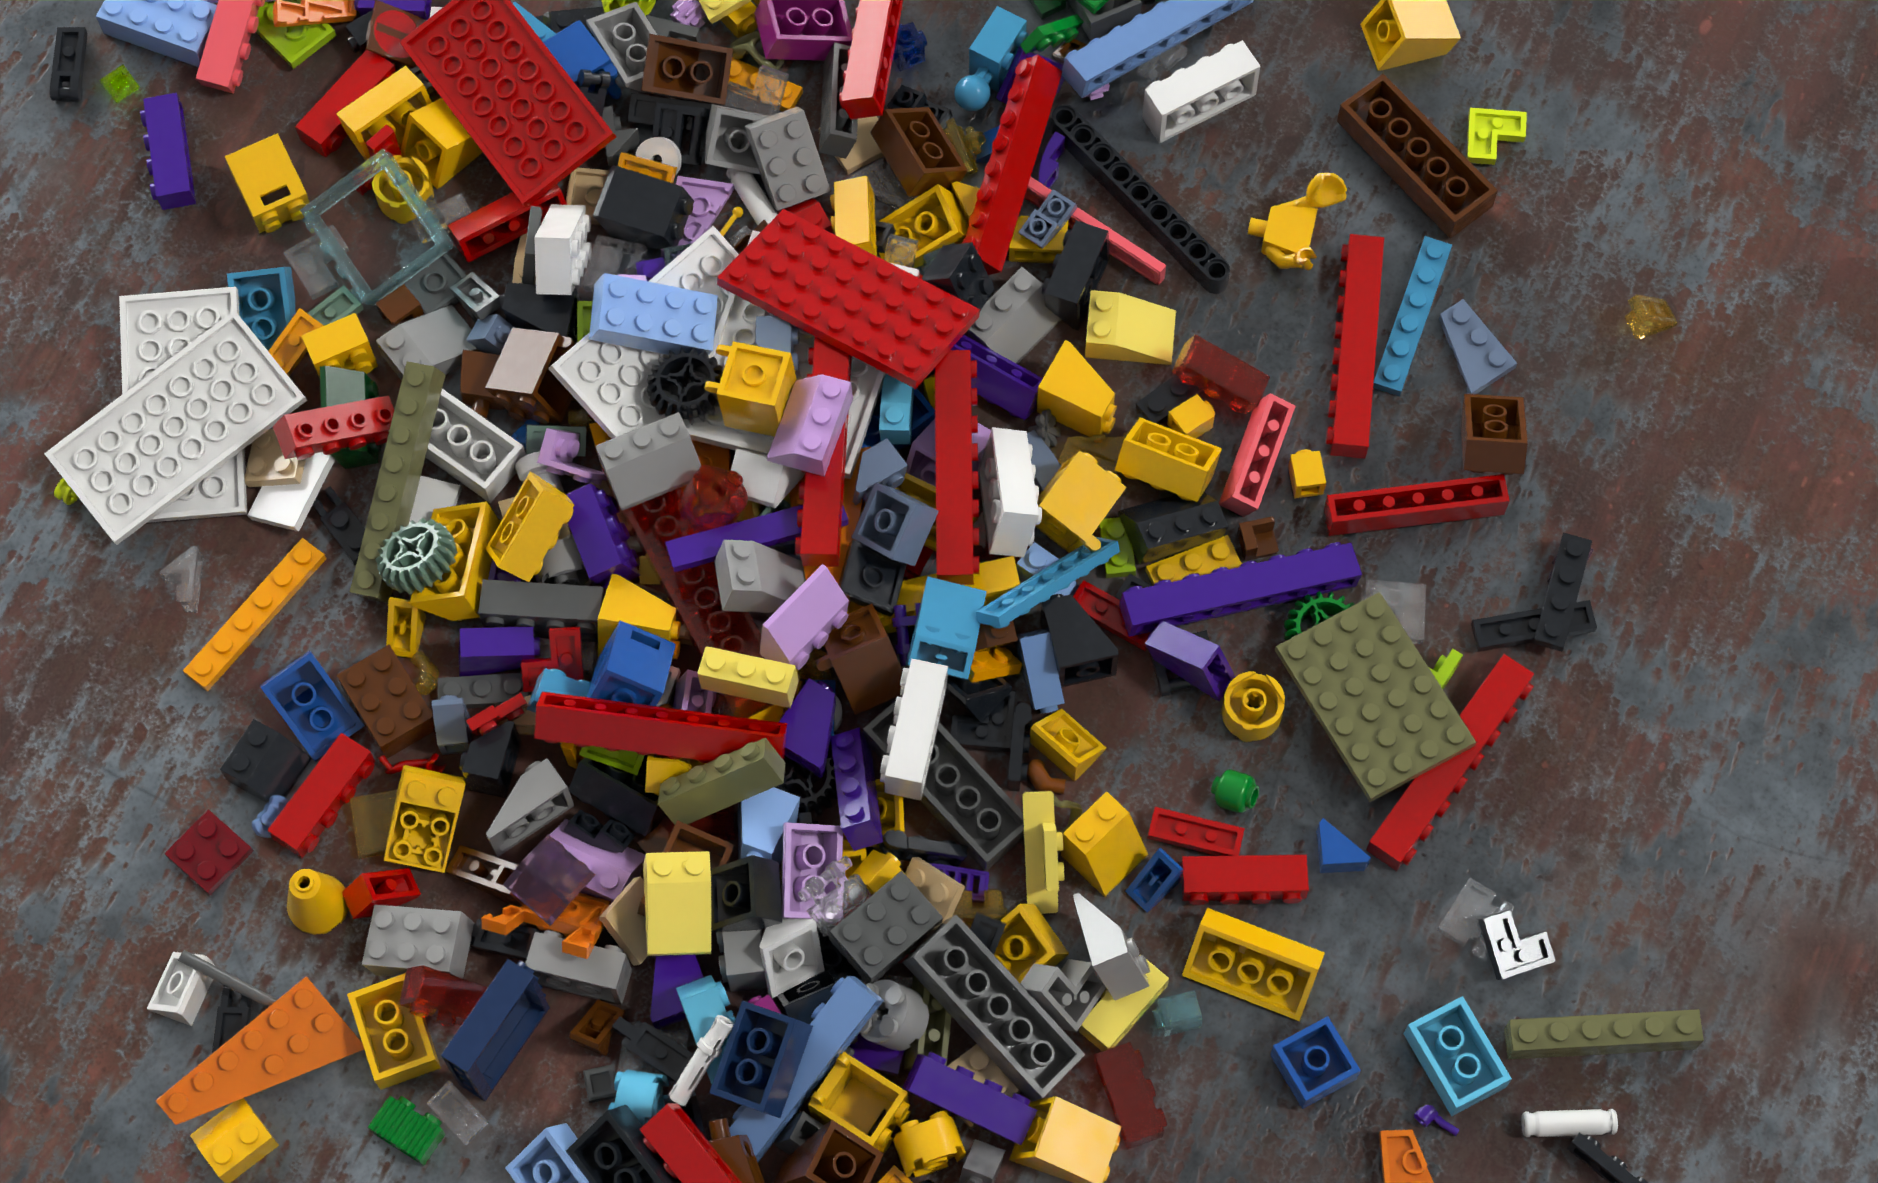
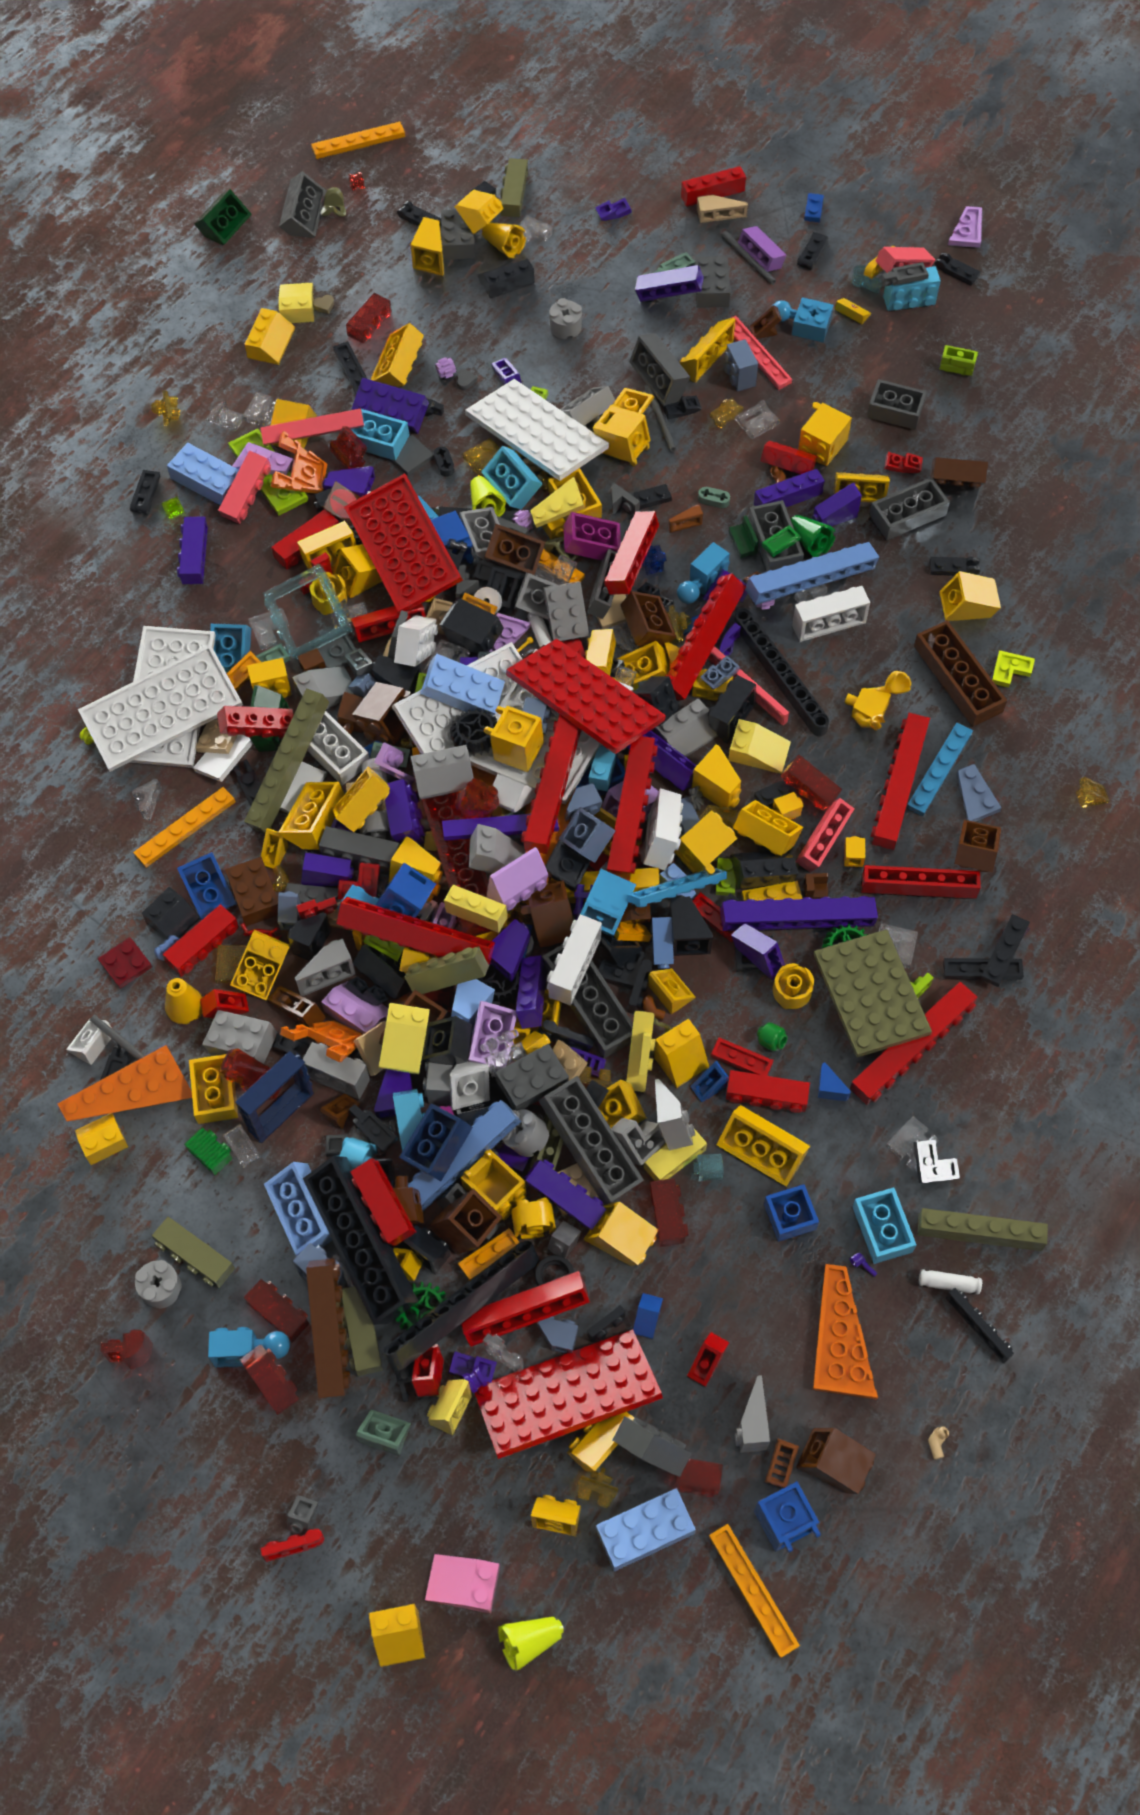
camera: 10 degrees right, 5 degrees down
(262, 170) = (246, 566): yellow container -> none
(416, 556) = (288, 805): sand green gear -> none
(549, 879) = (327, 1011): clear purple brick -> none
(707, 1050) = (404, 1130): white pin -> none
(811, 424) = (547, 764): lavender slope -> none
(1052, 34) = (744, 565): green plate -> none

